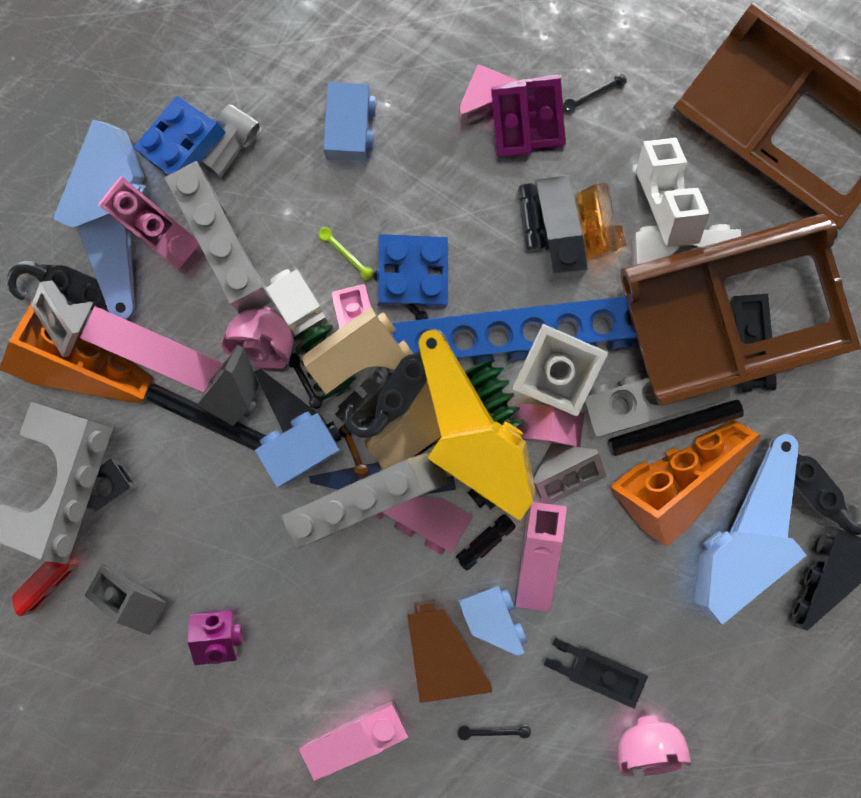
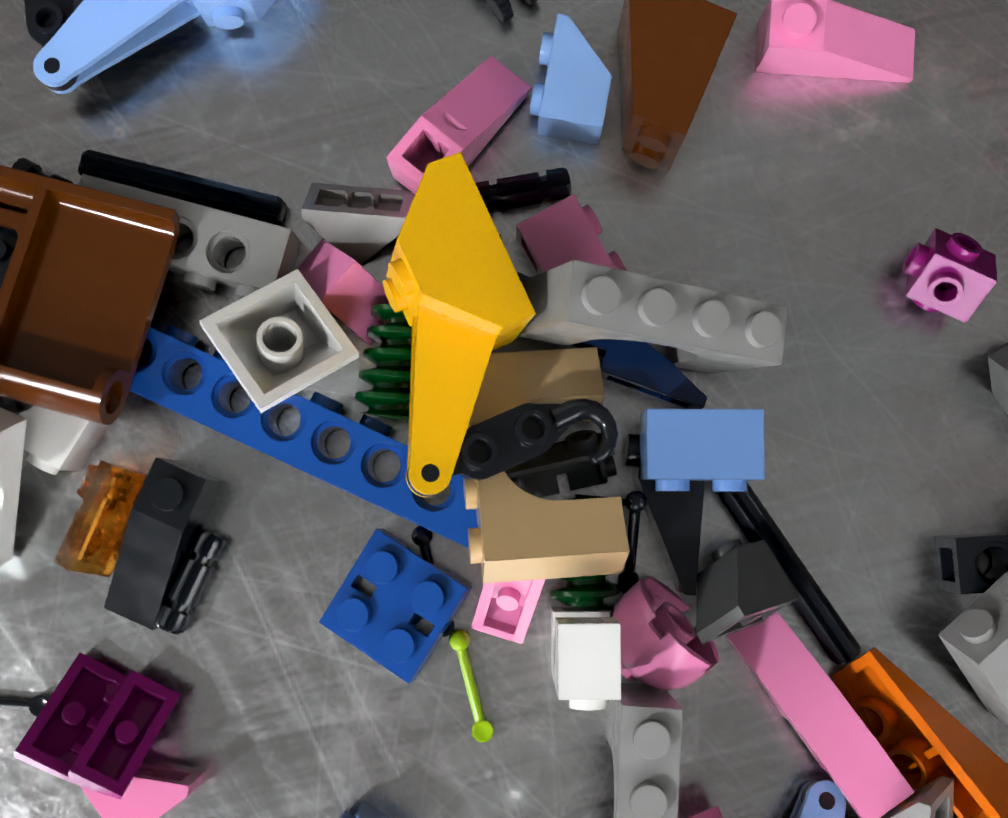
camera: 145 degrees left, 0 degrees up
(361, 469) = (628, 370): reddish brown hinge -> none
(676, 489) = (228, 110): orange wedge -> none

